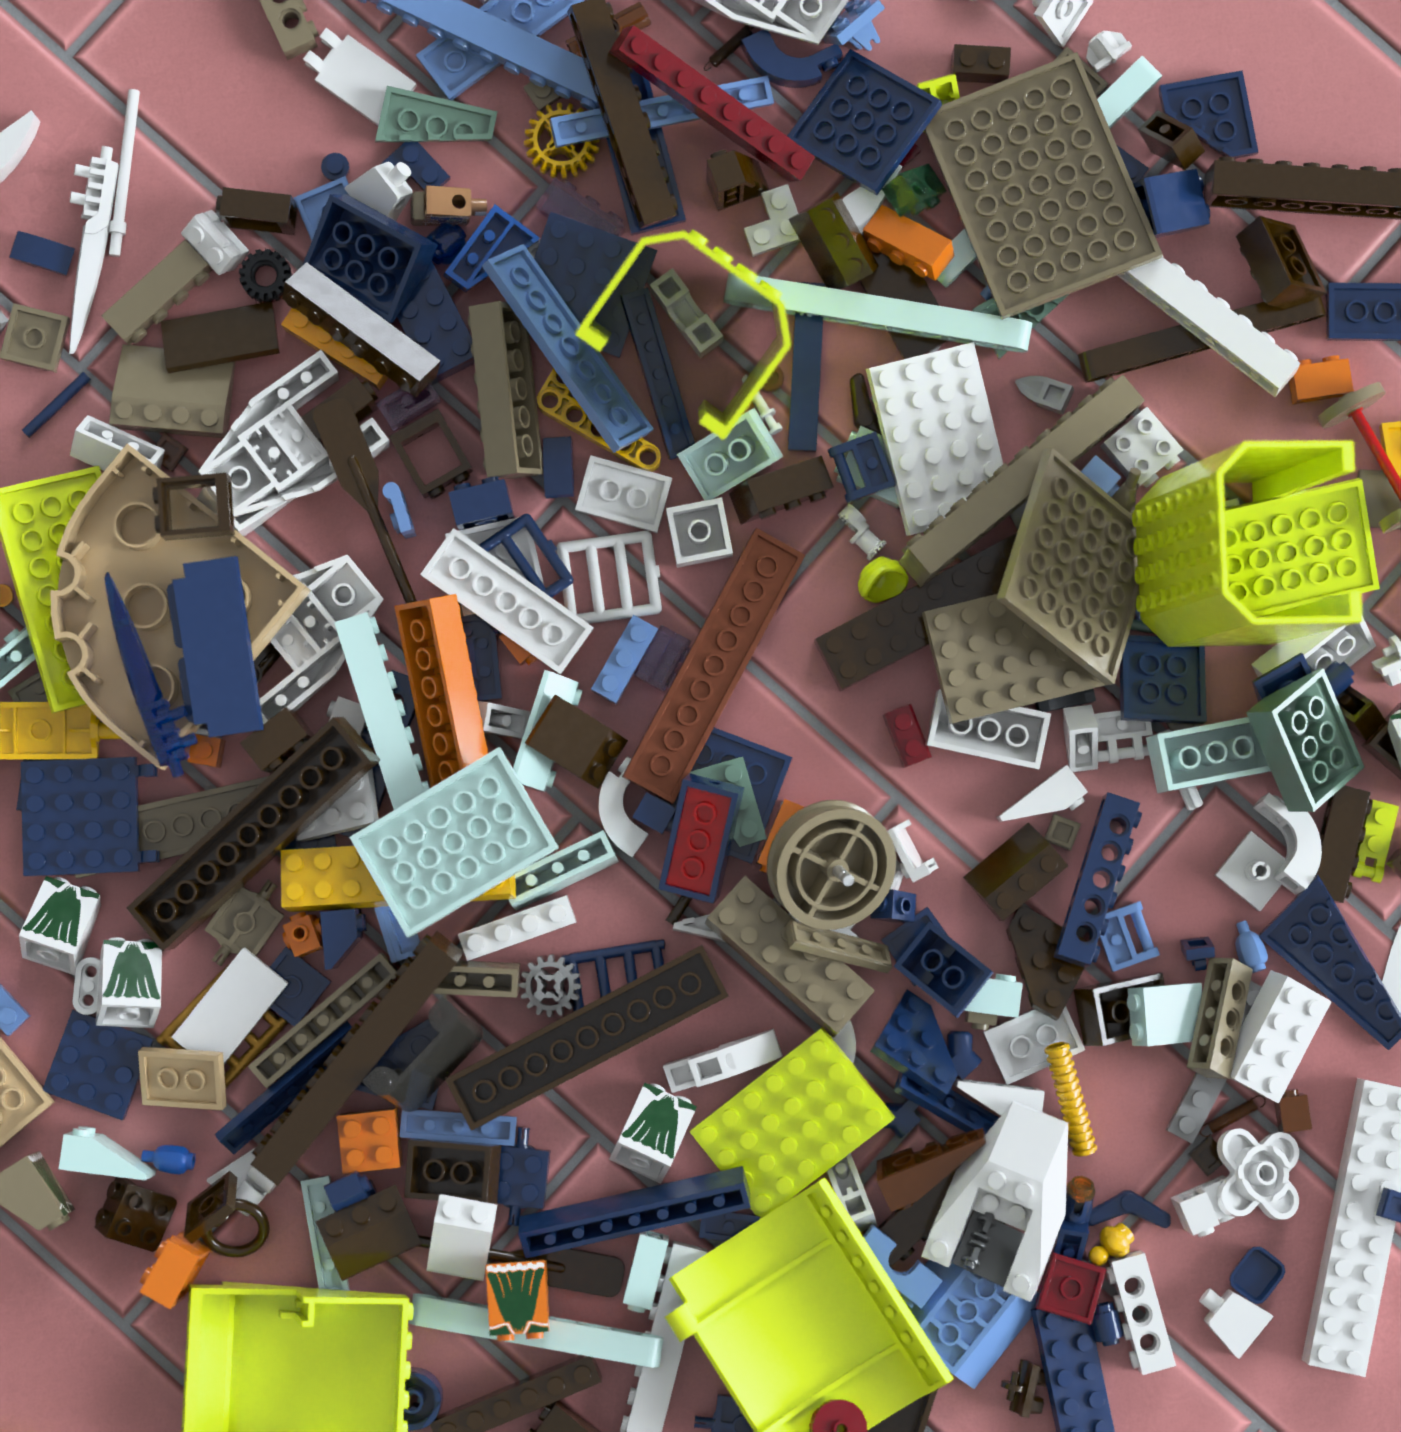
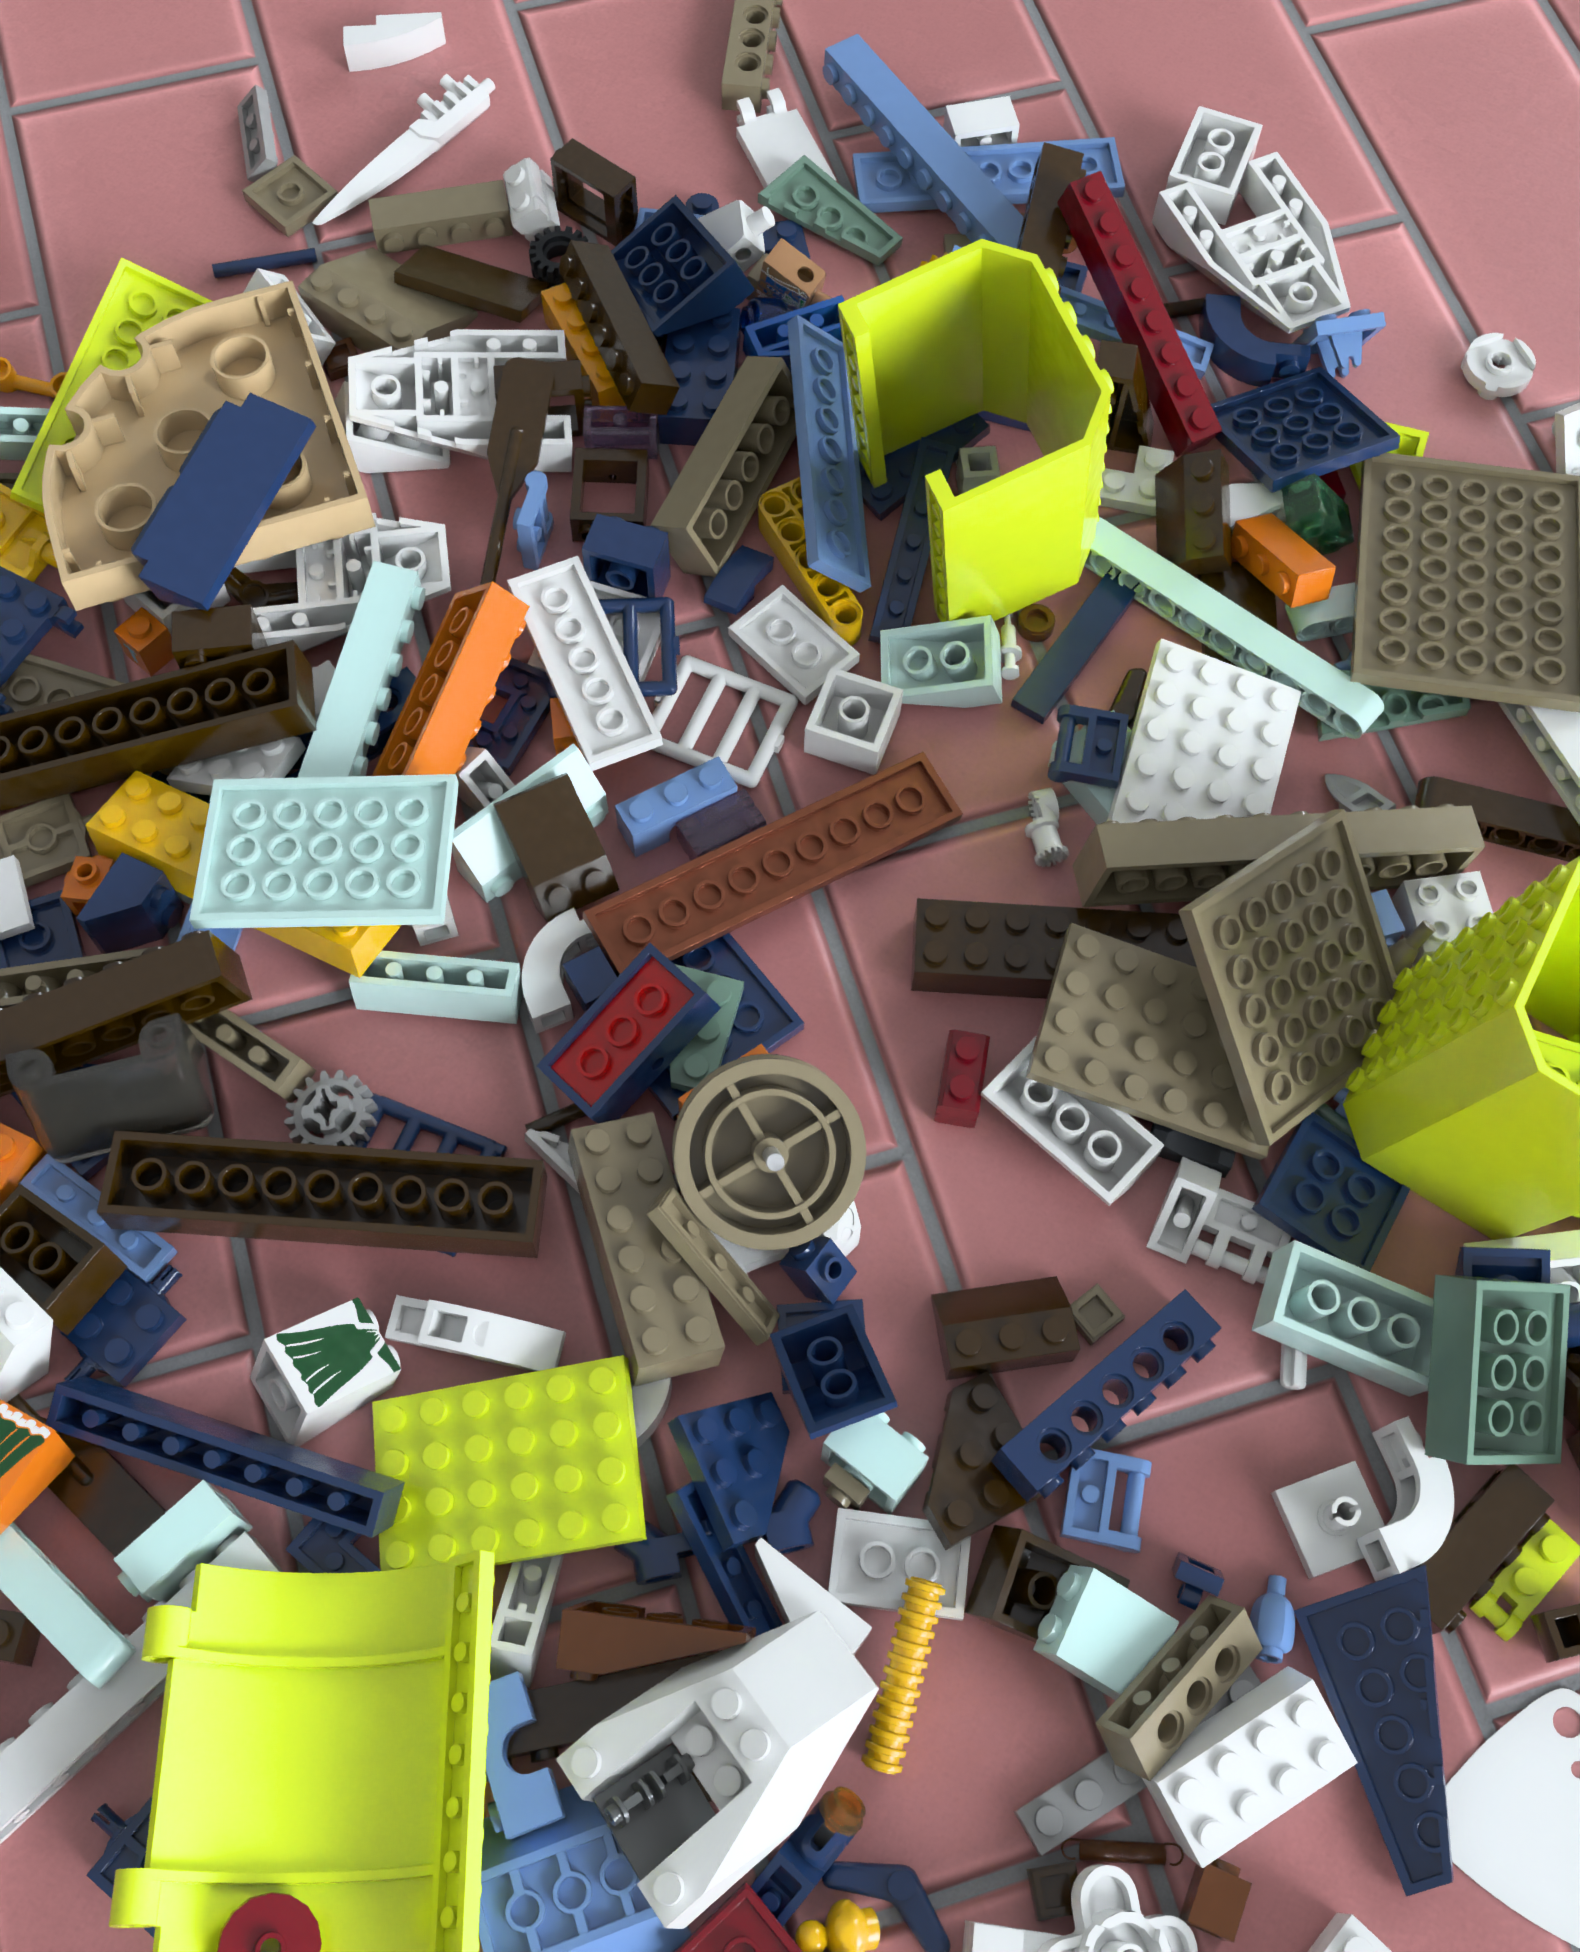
camera: 35 degrees right, 20 degrees down
(41, 253) = (357, 133): dark blue slope -> none
(117, 226) = (449, 149): white bar -> none
(145, 689) = (108, 509): clear blue piece -> none
(224, 498) = (335, 379): dark brown window -> none
(517, 928) = (341, 1024): white brick -> none
(781, 490) = (977, 729): dark brown wedge -> none
(882, 580) = (1038, 882): neon yellow hair -> none
(911, 864) = (875, 1220): white piece -> none
(980, 63) = (1462, 439): dark brown brick -> none
(1052, 795) = (1103, 1256): white slope -> none

